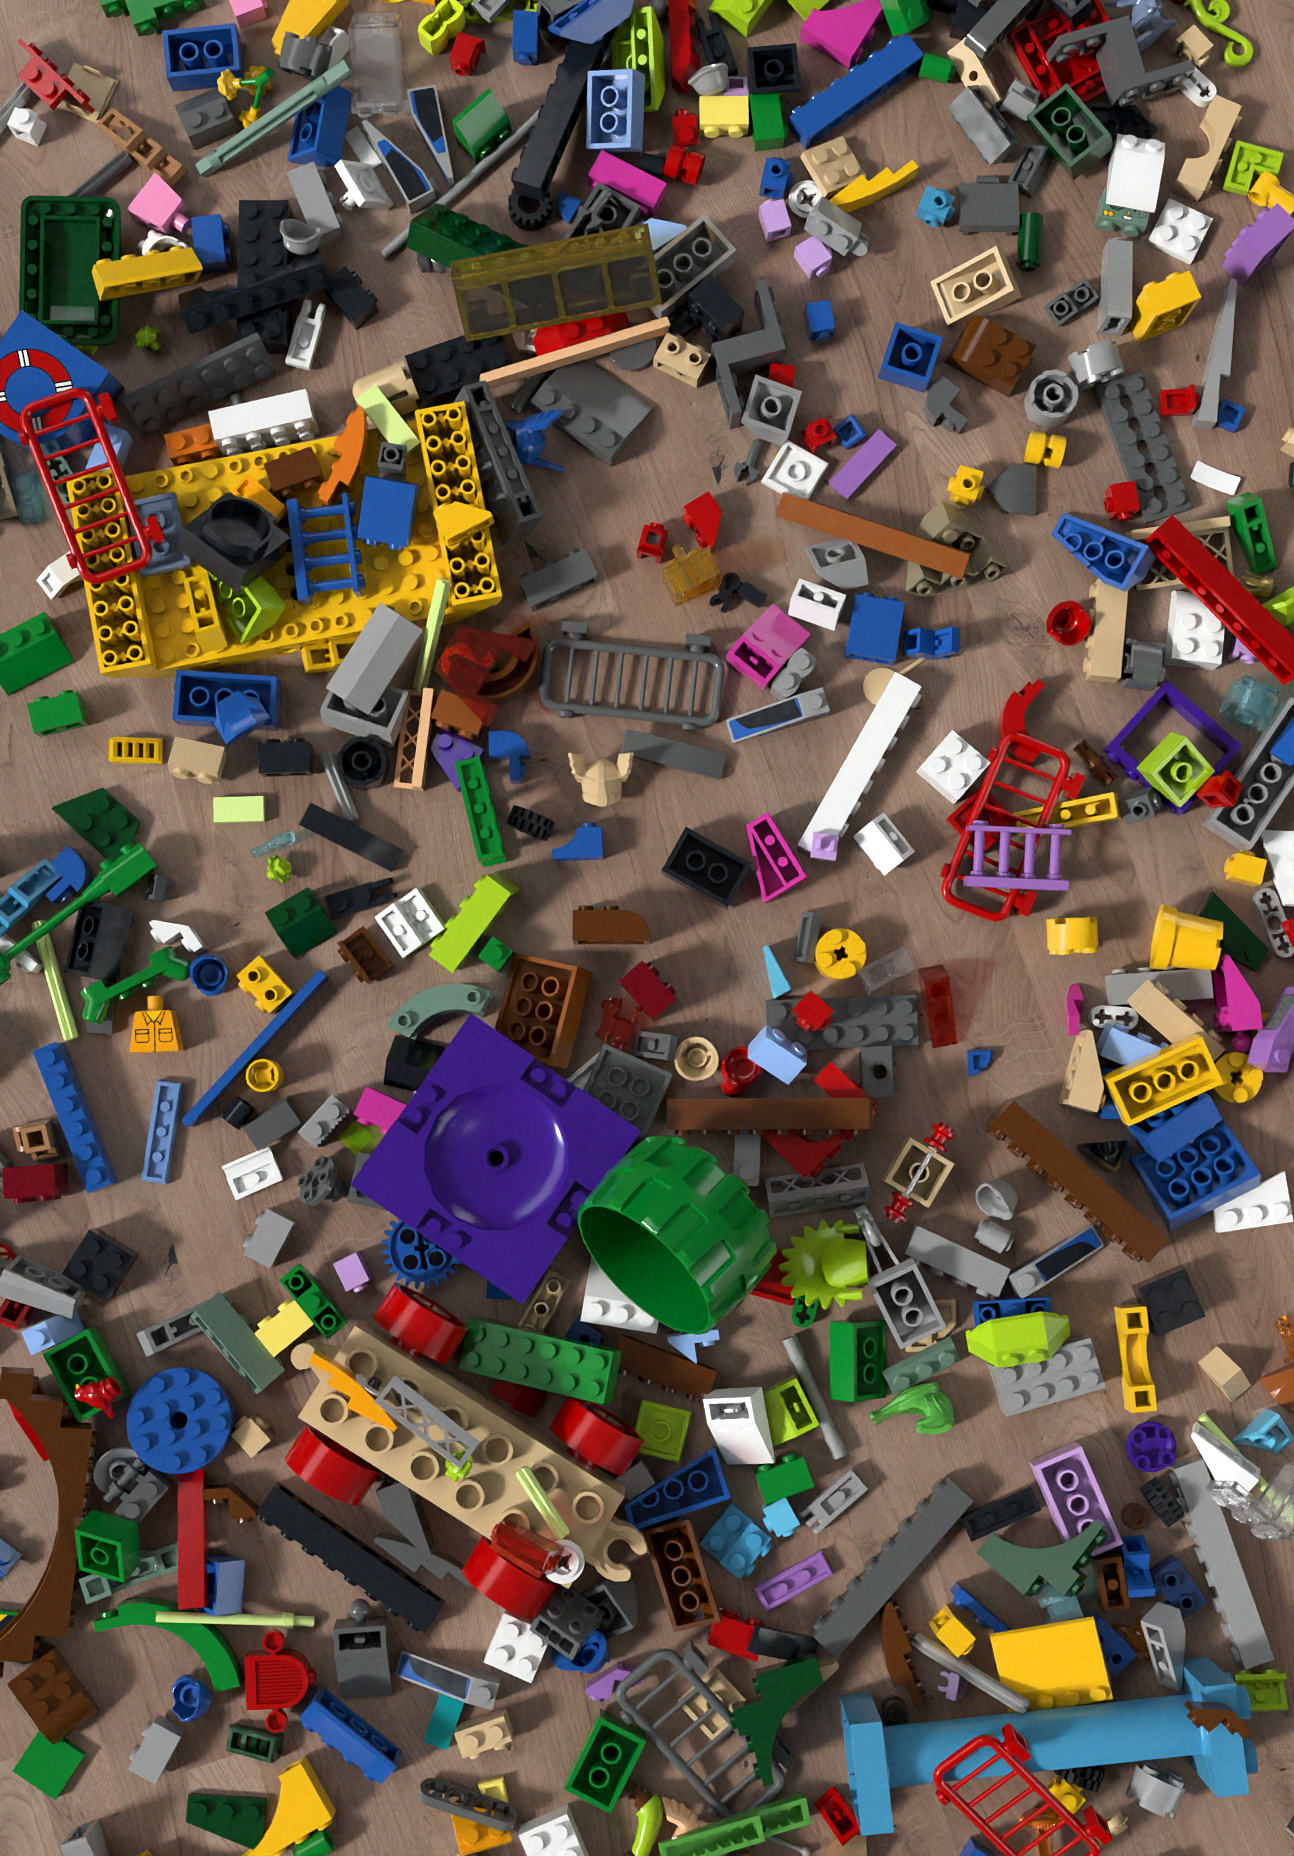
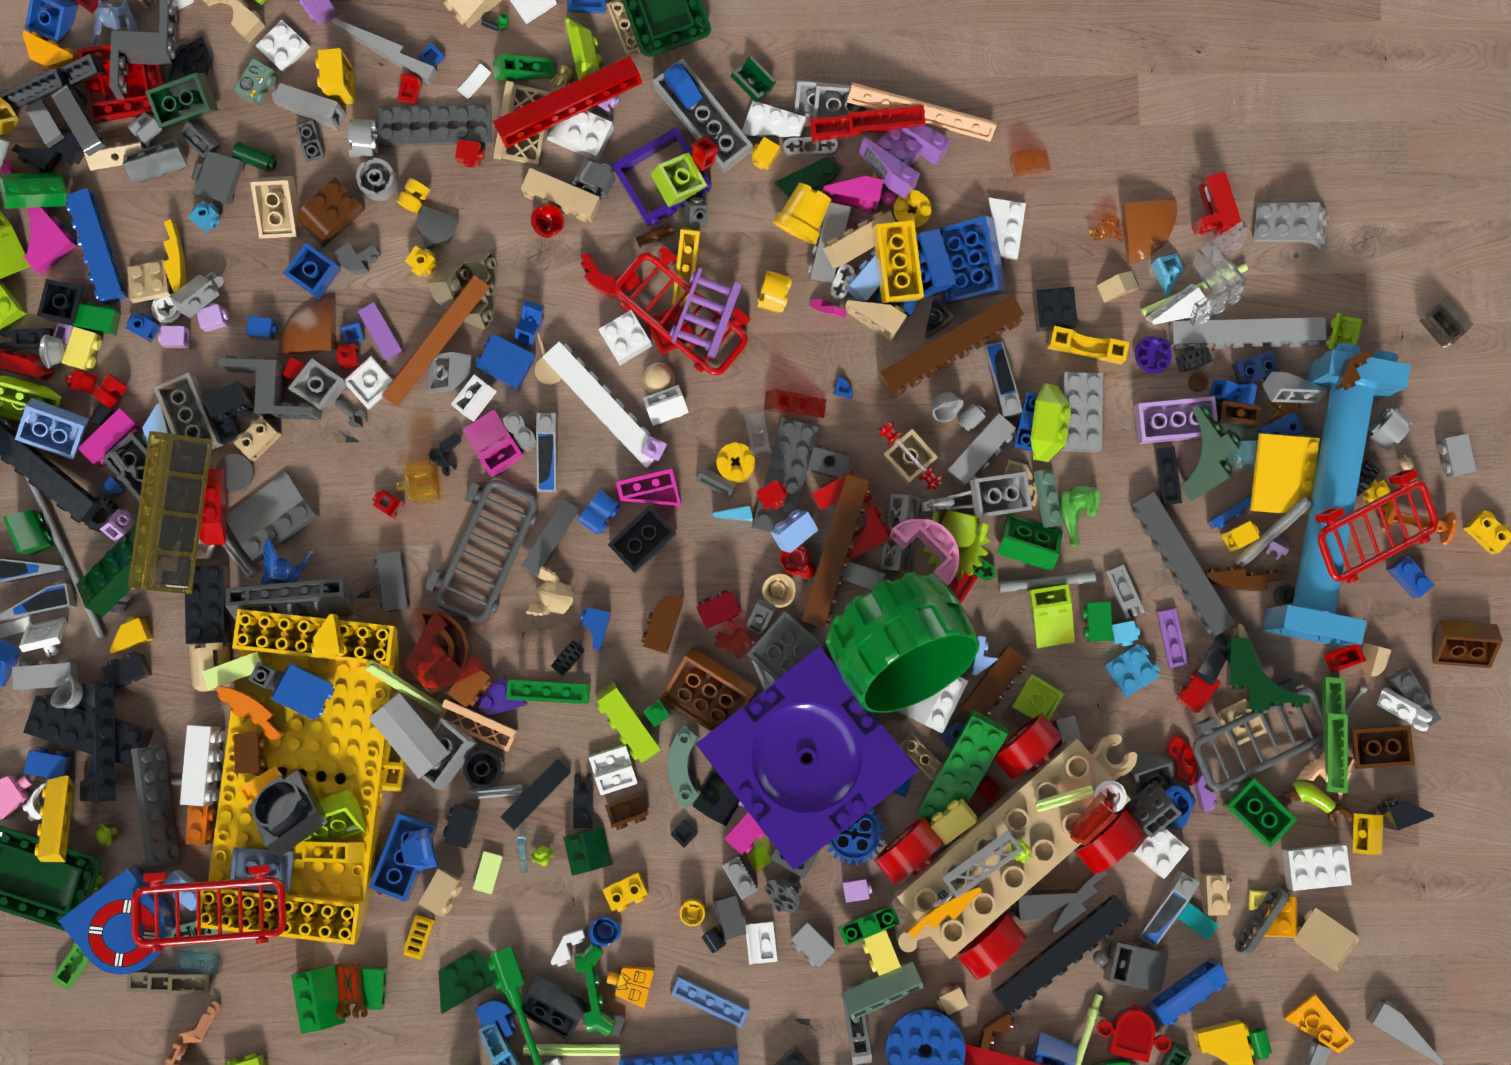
camera: 70 degrees left, 0 degrees up
(46, 688) = (350, 990): none -> reddish brown flag
(58, 577) = (266, 956): white slope -> none
(157, 886) = (526, 951): dark grey tile -> none
(255, 1049) = (670, 913): blue tile -> none
(300, 539) = (301, 762): blue fence -> none
(305, 337) = (145, 714): white hinge -> none
(358, 1035) = (684, 834): none -> black tile
(395, 288) = (131, 635): none -> yellow slope
(473, 1368) = (953, 821): none -> light yellow brick
(511, 747) = (506, 654): blue brick -> none
(523, 227) = (117, 524): none -> lavender brick
(576, 353) = (226, 537): light nougat tile -> none
(643, 1642) = (1183, 758): none -> red tile
(682, 1573) = (1143, 715): reddish brown slope -> none
(684, 1491) = (1085, 692): blue wedge -> none
(704, 517) = (381, 459): red slope -> none
(724, 804) = (599, 512): none -> blue brick
(740, 1425) = (1051, 641): white slope -> none
(823, 1236) = (935, 538): none -> bright pink cylinder
(838, 380) = (310, 329): none -> dark orange brick
(915, 824) = (658, 378): none -> tan helmet
(937, 68) = (99, 181): green brick -> none
(1106, 554) = (507, 175): blue wedge -> none
(1135, 172) = (229, 64): white slope -> none
(1249, 703) = (647, 111): clear light blue brick -> none

